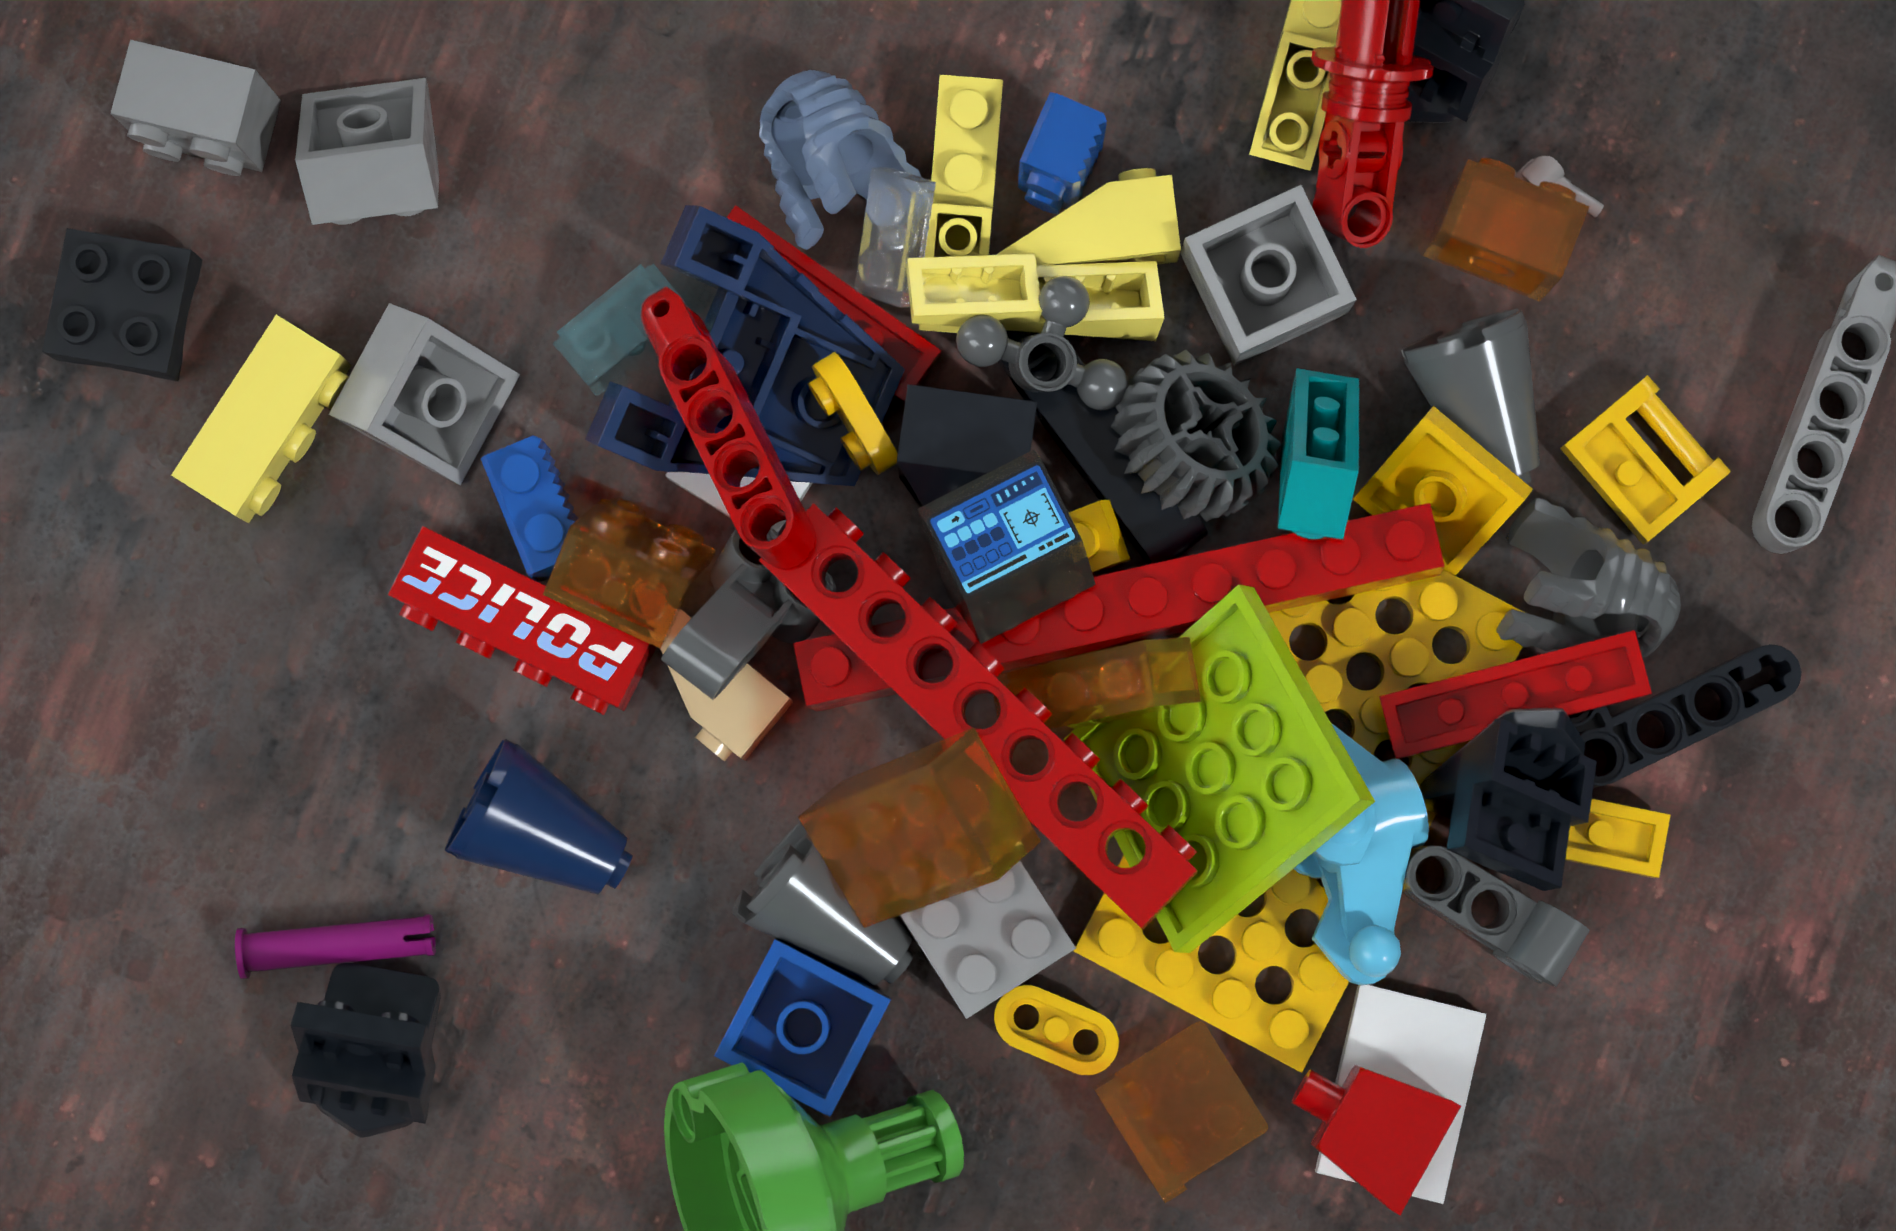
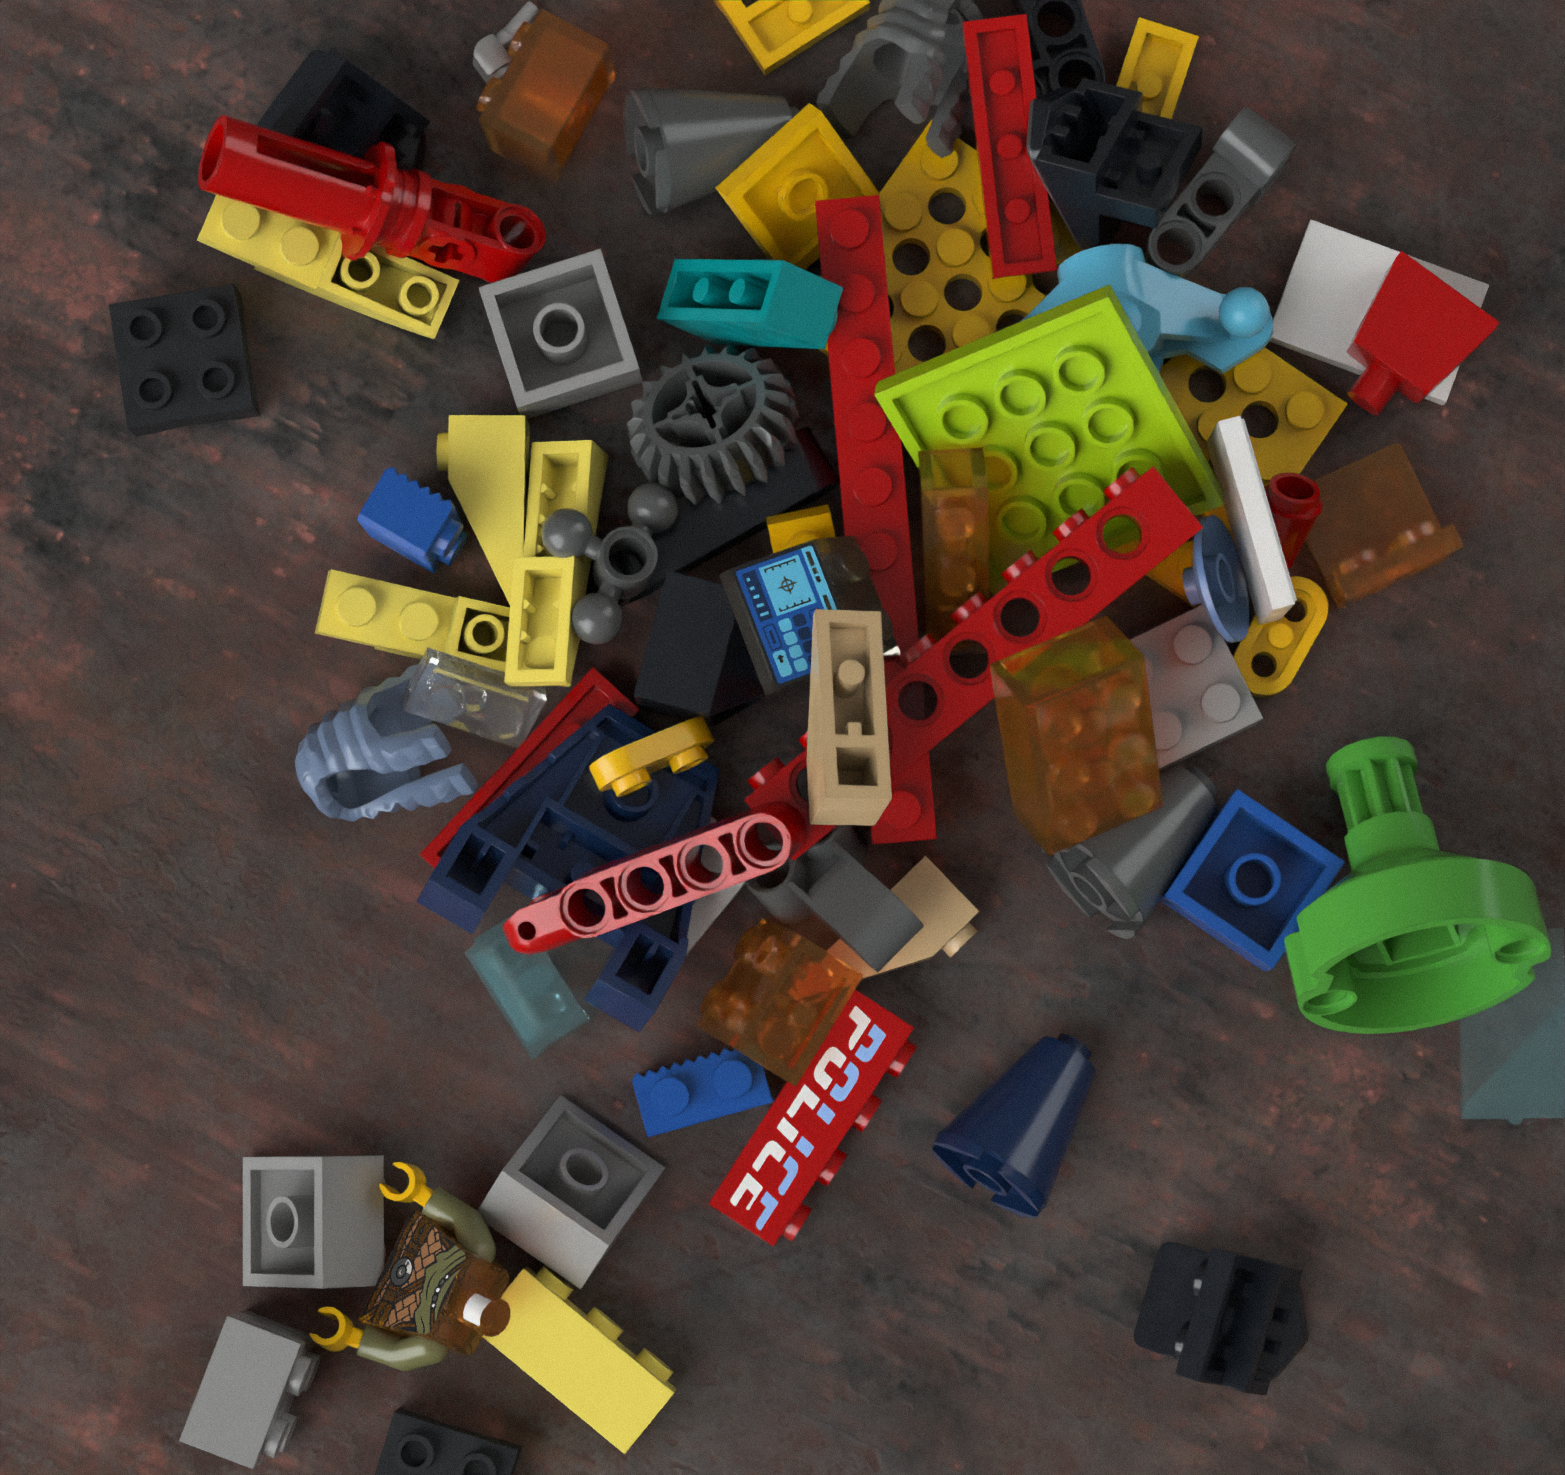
camera: 80 degrees left, 0 degrees up
(314, 272) = (435, 1288): none -> torso
(332, 944) = (1114, 1343): magenta pin -> none
(901, 591) = (847, 720): none -> tan slope
(1100, 958) = (1218, 580): none -> medium blue dish
(1163, 982) = (1251, 520): none -> white tile
(1175, 1021) = (1294, 509): none -> red cone

